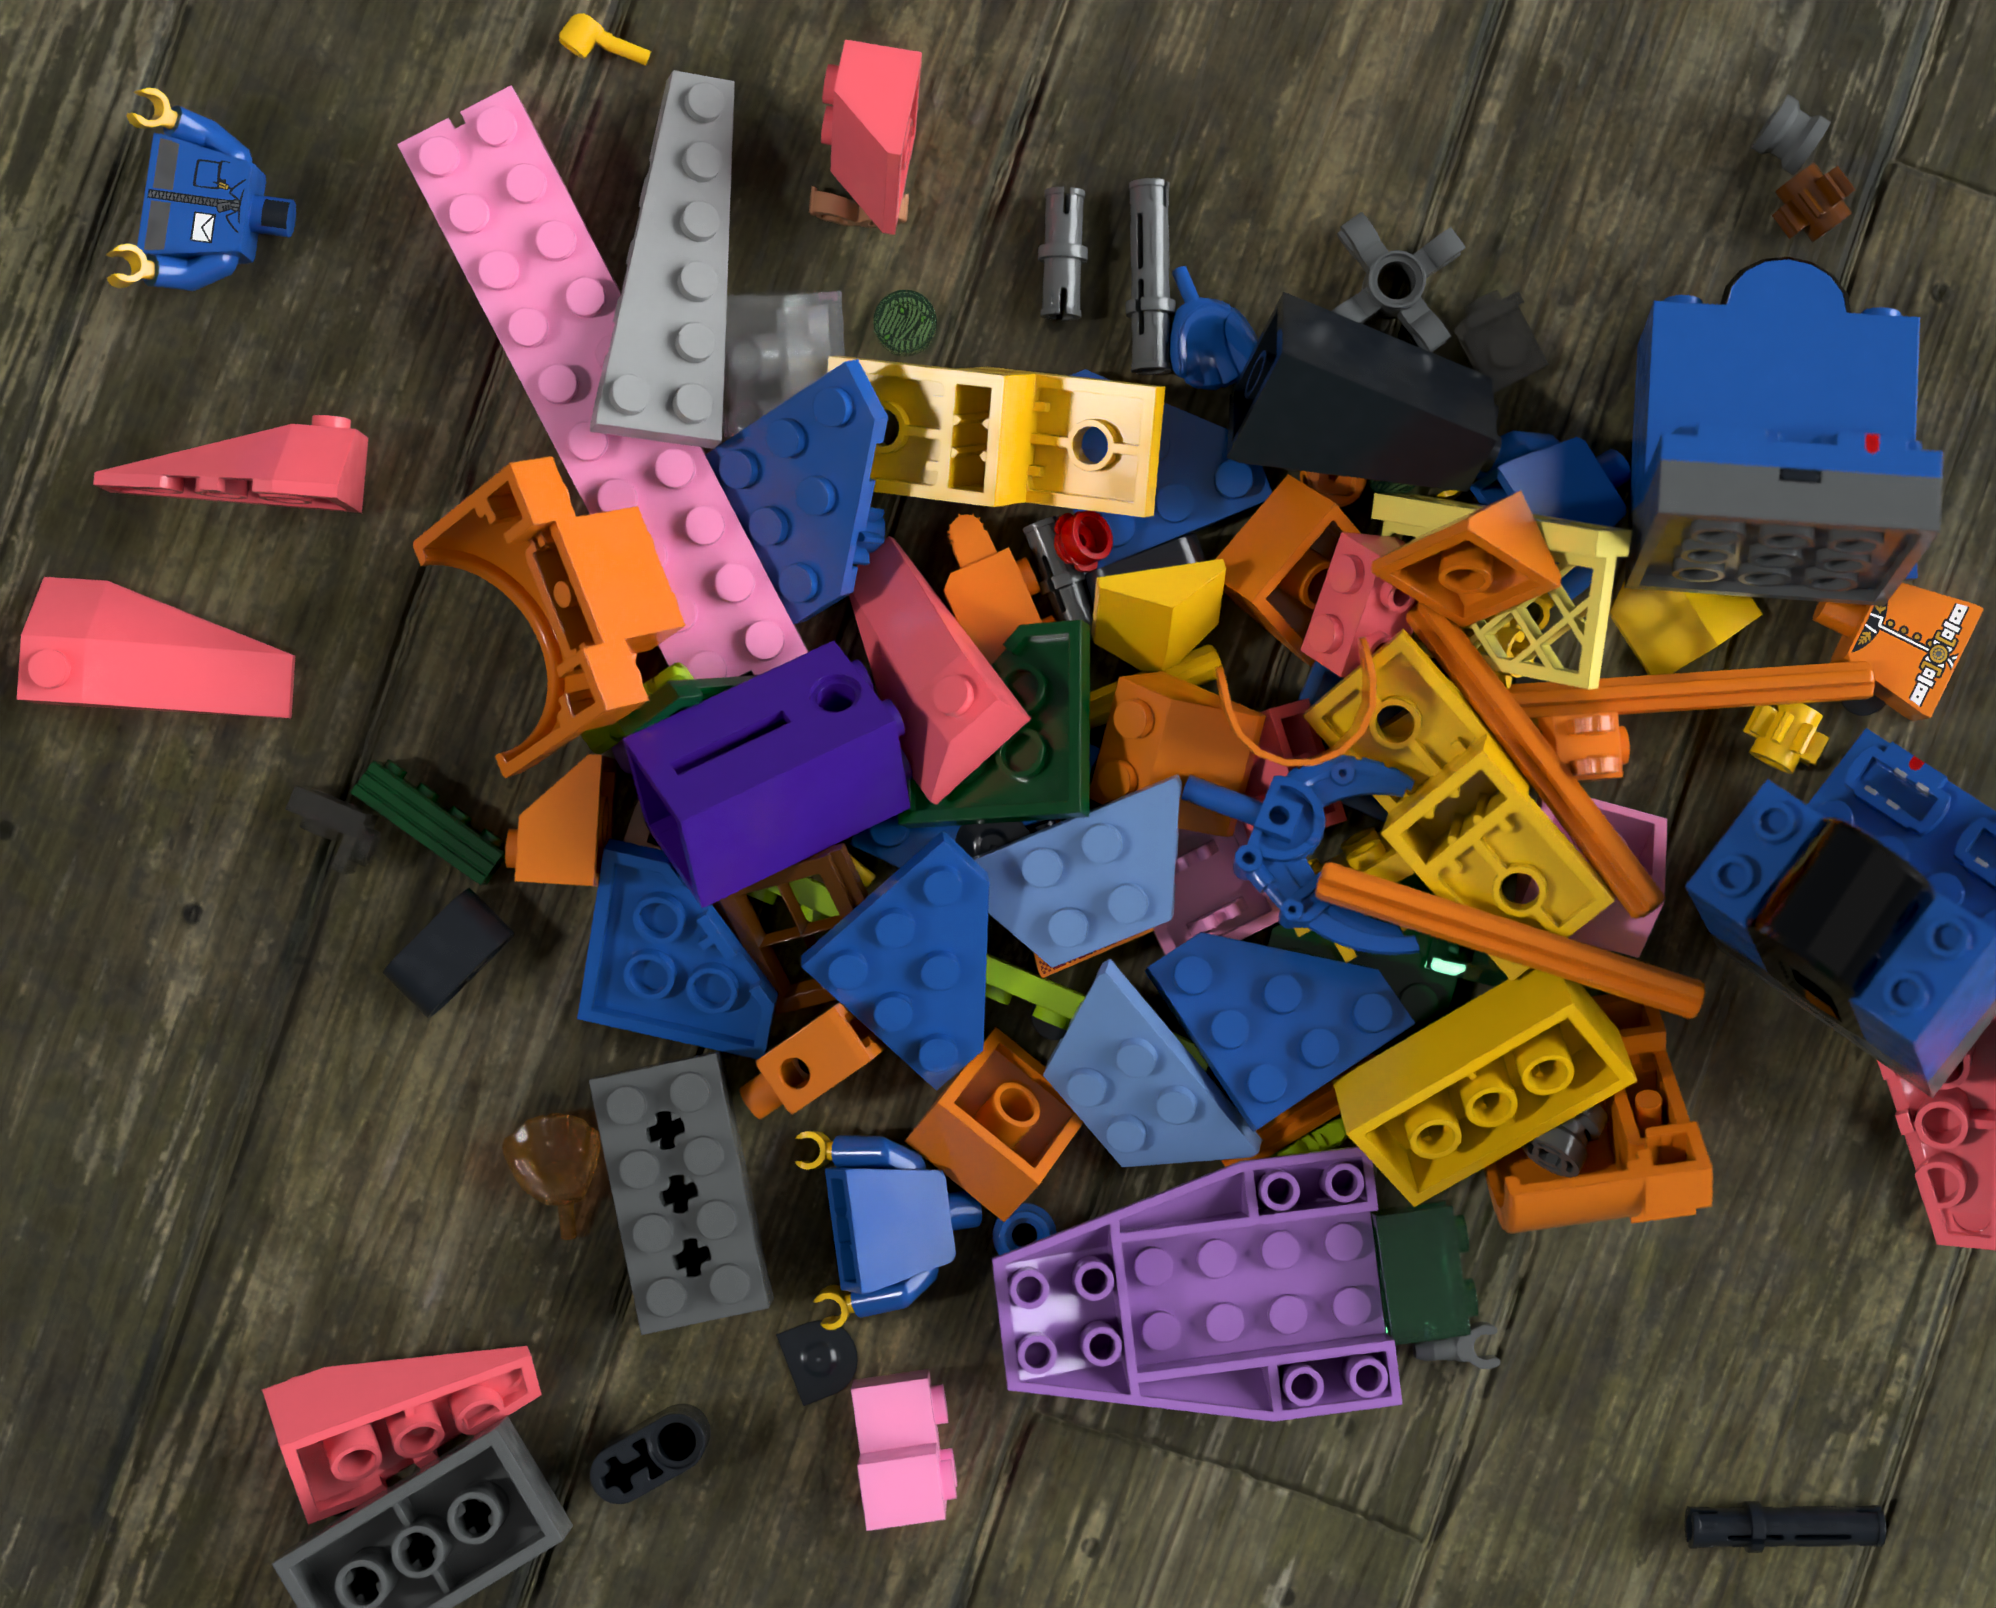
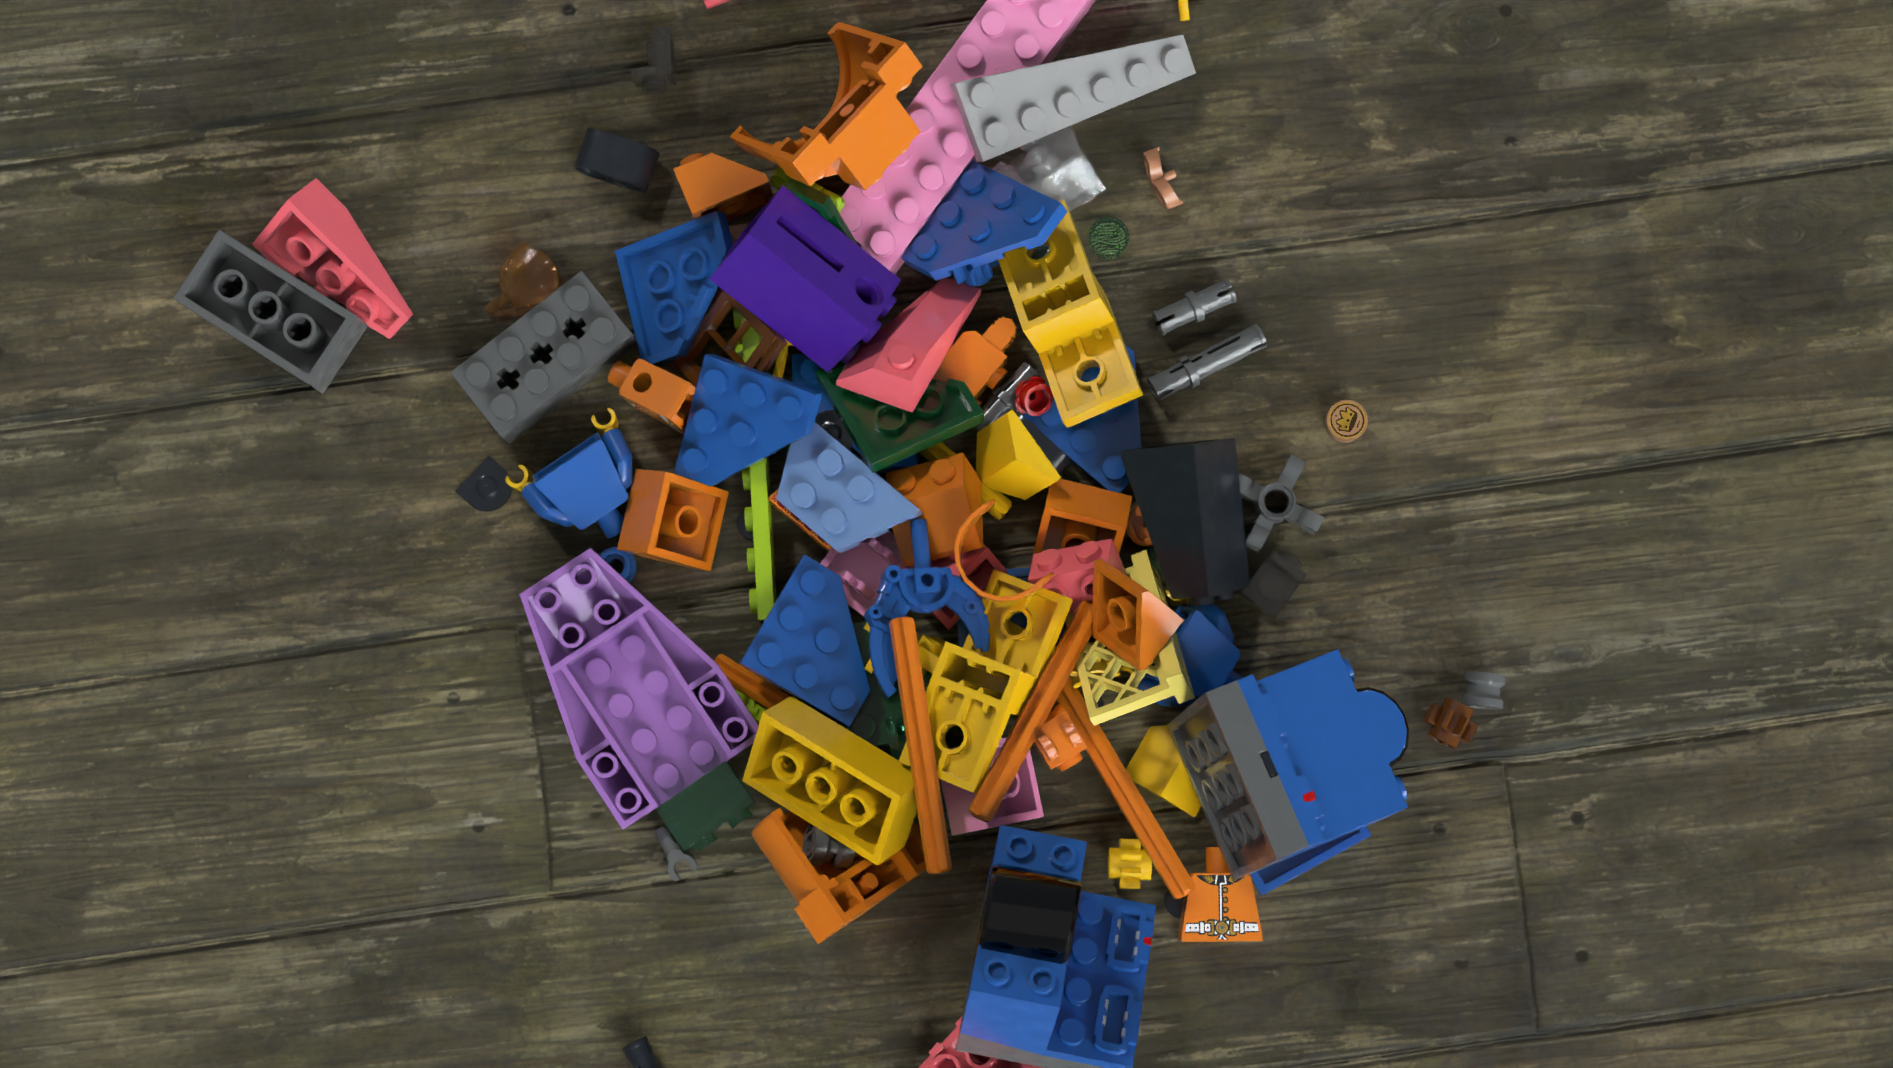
camera: 65 degrees right, 5 degrees down
(429, 822) = (686, 112): dark green piece -> none
(630, 1446) = (393, 412): black beam -> none
(872, 125) = (1209, 159): coral slope -> none
(900, 1458) = (456, 556): bright pink brick -> none
(1141, 1084) = (735, 586): medium blue wing -> none
(1208, 338) = (1187, 413): blue piece -> none
(1326, 128) = (1346, 421): none -> tile

